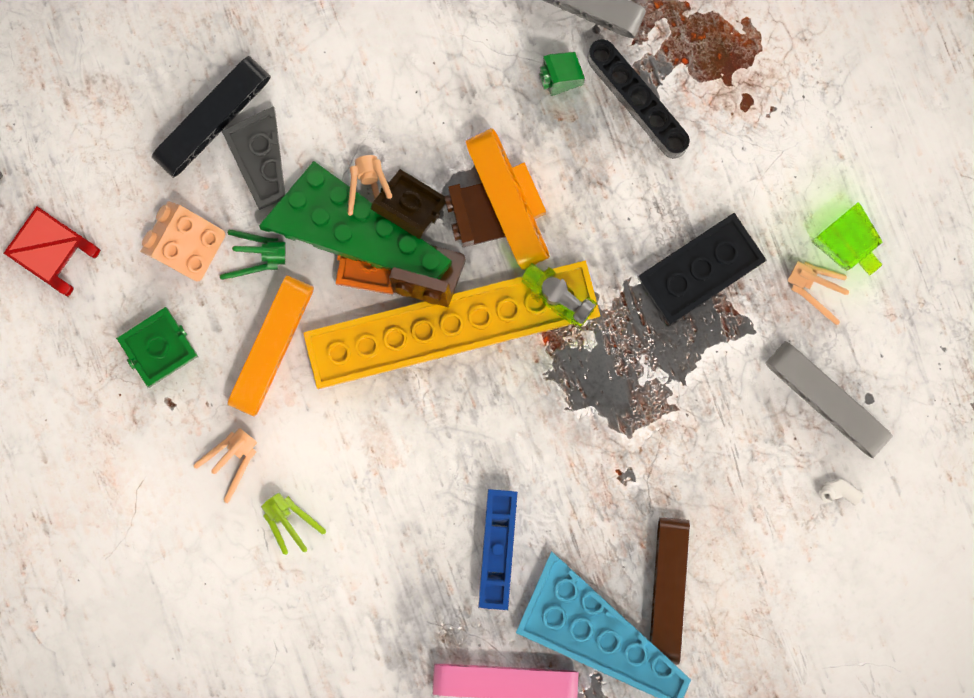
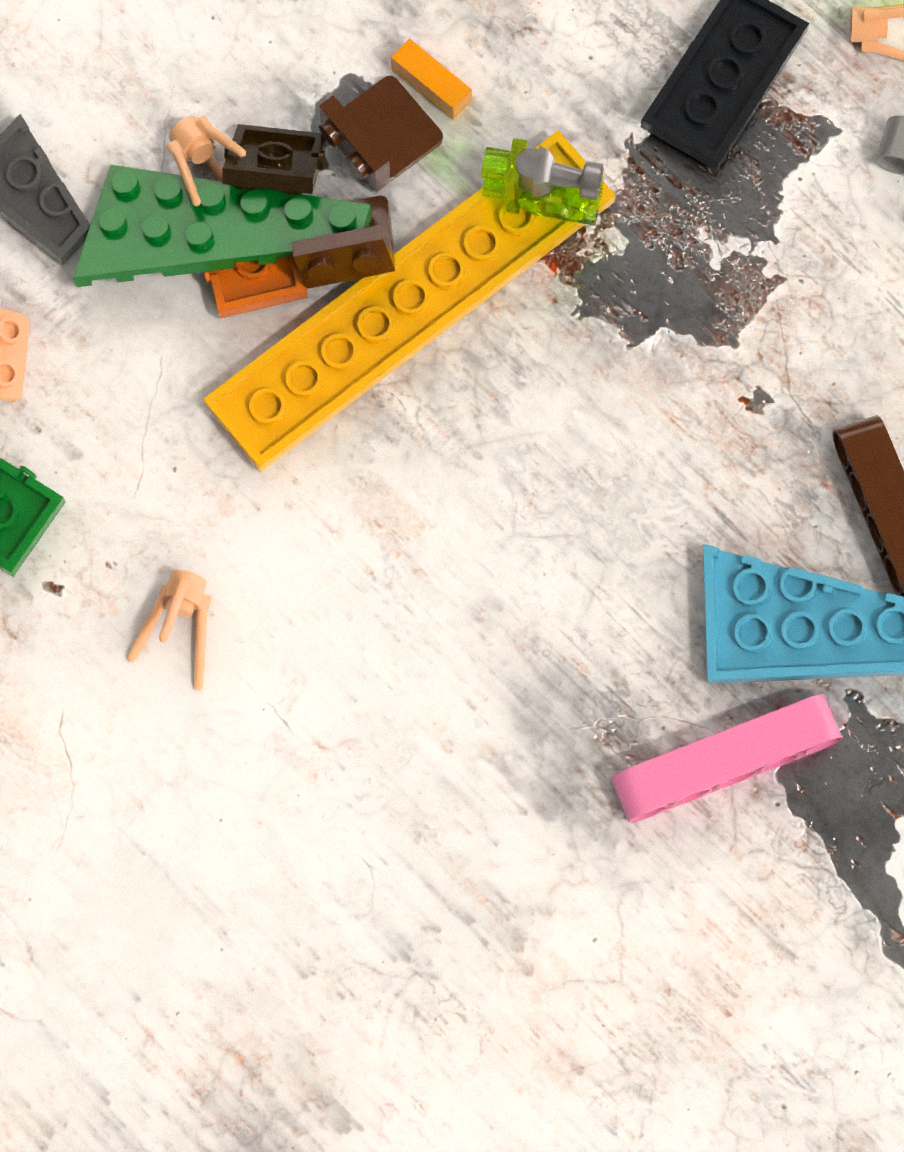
camera: 20 degrees left, 10 degrees down
(270, 345) = (164, 439): light orange beam -> none
(271, 251) = (107, 311): green plant -> none
(278, 509) = (283, 662): lime plant -> none
(497, 549) = (625, 572): blue hinge -> none
(507, 198) = (408, 90): light orange beam -> none

